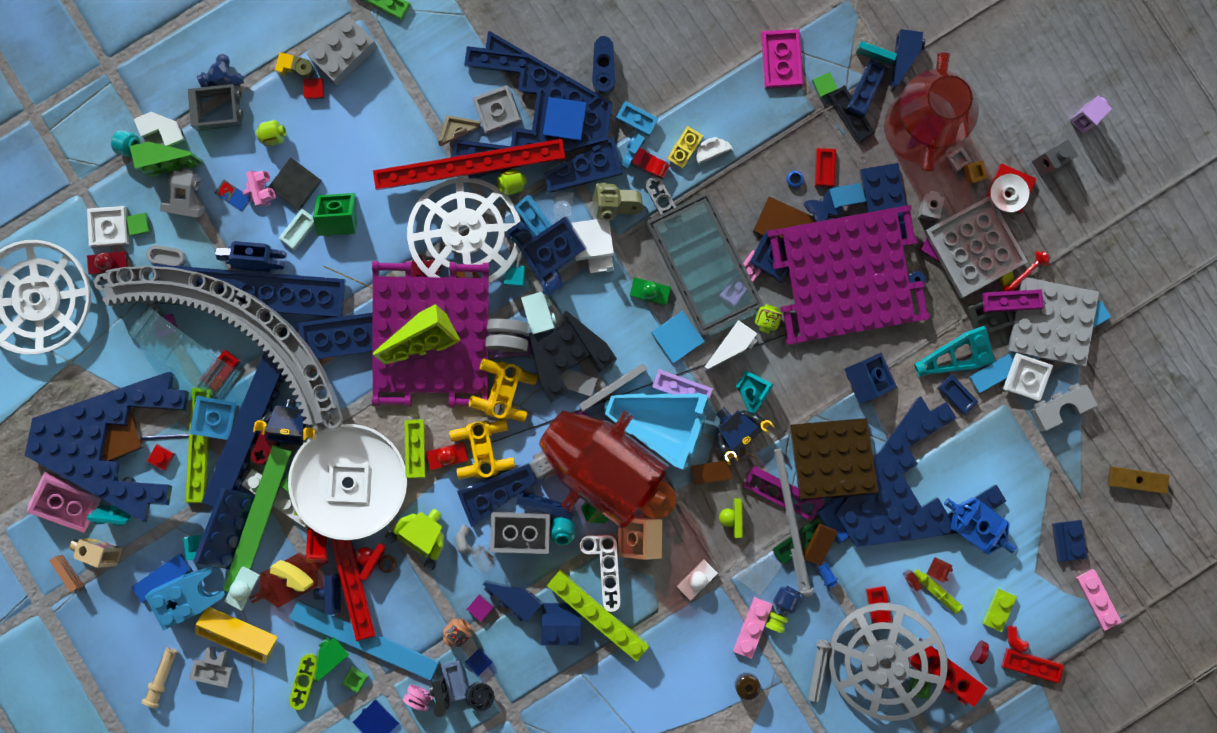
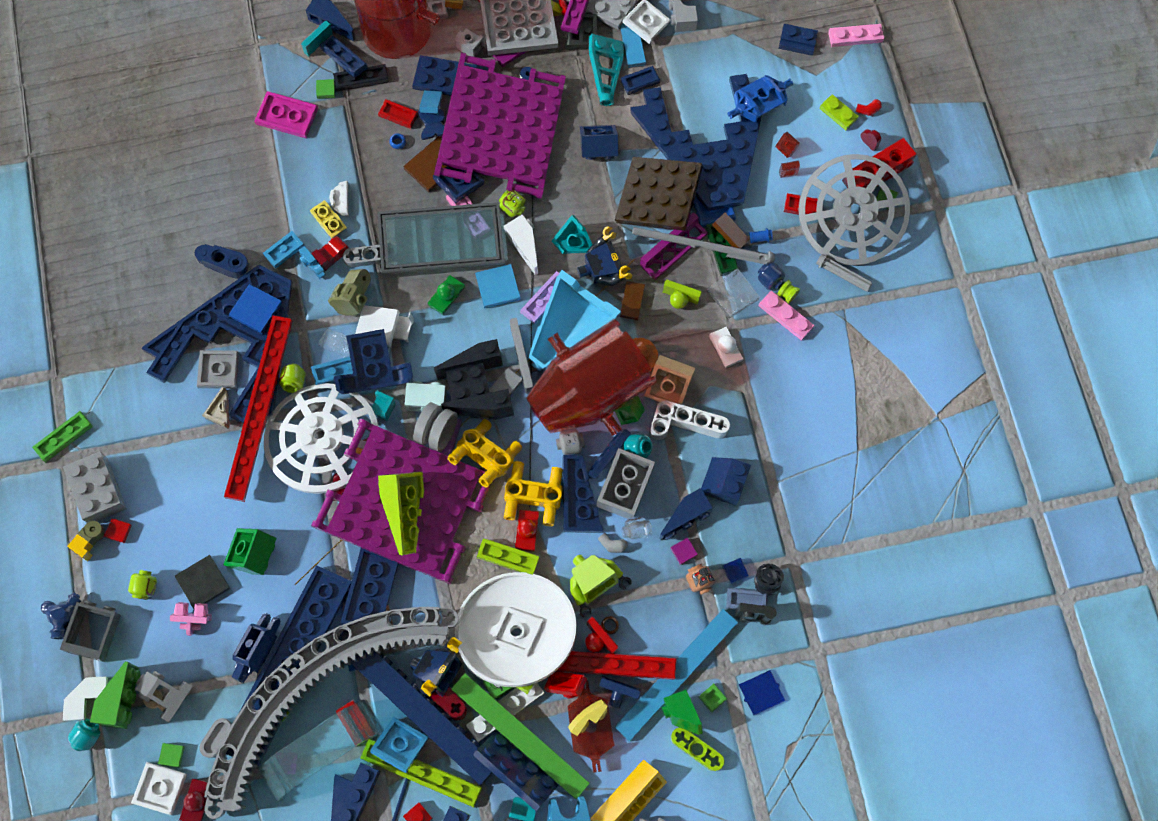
camera: 75 degrees left, 15 degrees down
(232, 195) = (185, 649): sticker -> none
(242, 588) = (582, 776): light aqua tile -> none
(297, 229) = (248, 595): light aqua tile -> none
(417, 698) = (752, 633): bright pink wheel -> none
(591, 166) = (309, 306): dark blue wing -> none
(597, 615) = (742, 433): lime arch -> none
(747, 686) = (838, 335): dark brown head -> none
(938, 591) = (809, 151): lime piece -> none
(1032, 665) = (895, 103): red tile -> none

